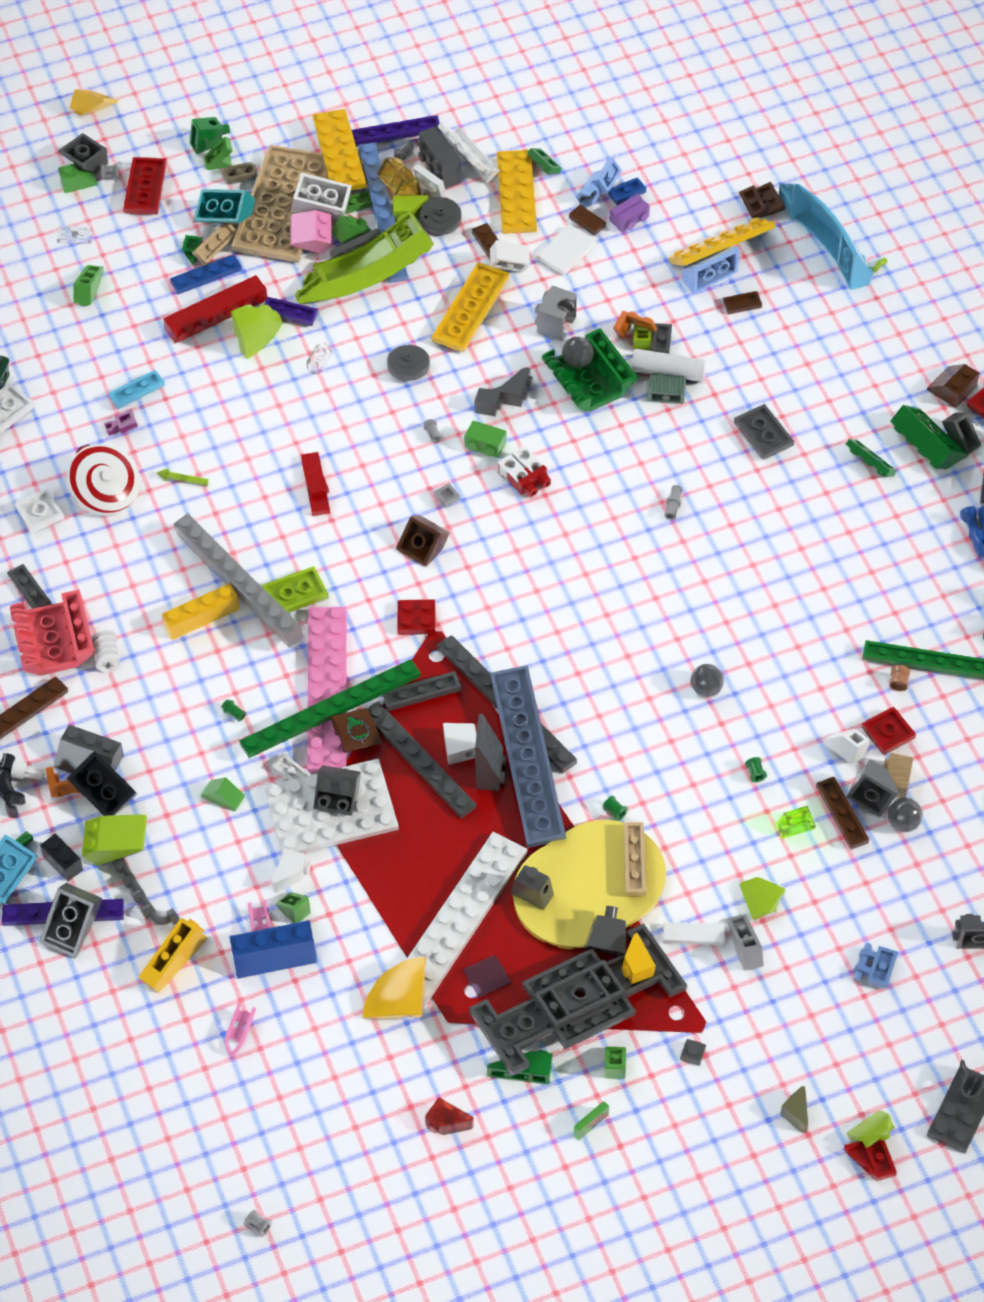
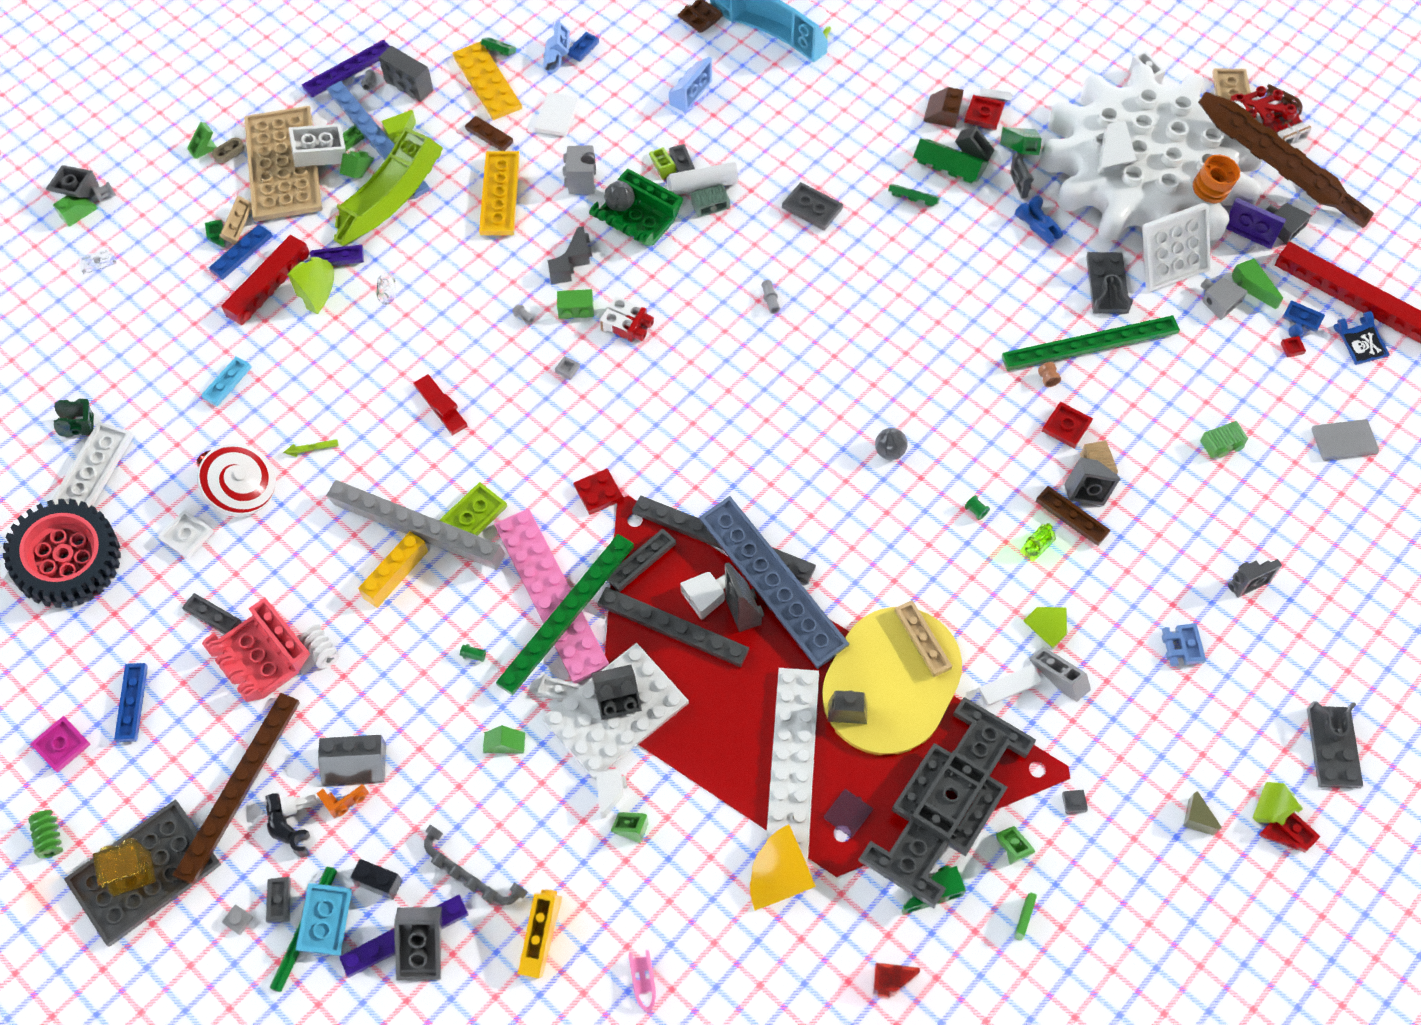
camera: 25 degrees left, 5 degrees up
(87, 285) = (132, 302): bright green slope -> none
(88, 101) = (55, 136): yellow slope -> none
(102, 785) = (383, 787): black slope -> none
(113, 837) = (421, 836): lime slope -> none
(123, 422) = (228, 417): magenta plate -> none
(145, 185) = (144, 192): red plate -> none
(206, 133) = (180, 126): green torso -> none
(223, 206) = (229, 183): teal slope -> none
(259, 914) = (611, 863): bright pink piece -> none
(273, 949) = (635, 881): blue slope -> none
(311, 231) = (322, 177): bright pink slope -> none
(339, 148) = (310, 96): yellow plate -> none
(354, 243) = (366, 174): dark grey tile -> none
(356, 730) = (601, 624): reddish brown slope -> none
(398, 177) = (378, 102): clear yellow slope -> none
(408, 362) = (469, 262): dark grey wheel -> none
(422, 539) = (567, 417): reddish brown slope -> none
(429, 182) = (409, 99): white plate -> none
(440, 215) = (432, 122): dark grey wheel -> none
(470, 152) = (434, 62): white fence -> none
(509, 256) = (512, 136): white brick -> none
(587, 220) = (561, 82): reddish brown tile -> none
(607, 933) = (940, 722): dark grey torso -> none
(615, 808) = (875, 596): green bush -> none
(626, 319) = (648, 150): orange bracket -> none
(629, 213) = (595, 64): medium lavender brick -> none
(637, 961) = (983, 737): yellow slope -> none
(724, 240) = (688, 60): yellow plate -> none
(742, 302) = (731, 104): reddish brown tile -> none
(848, 744) = (1043, 451): white slope -> none
(905, 814) = (1129, 495): dark grey piece -> none

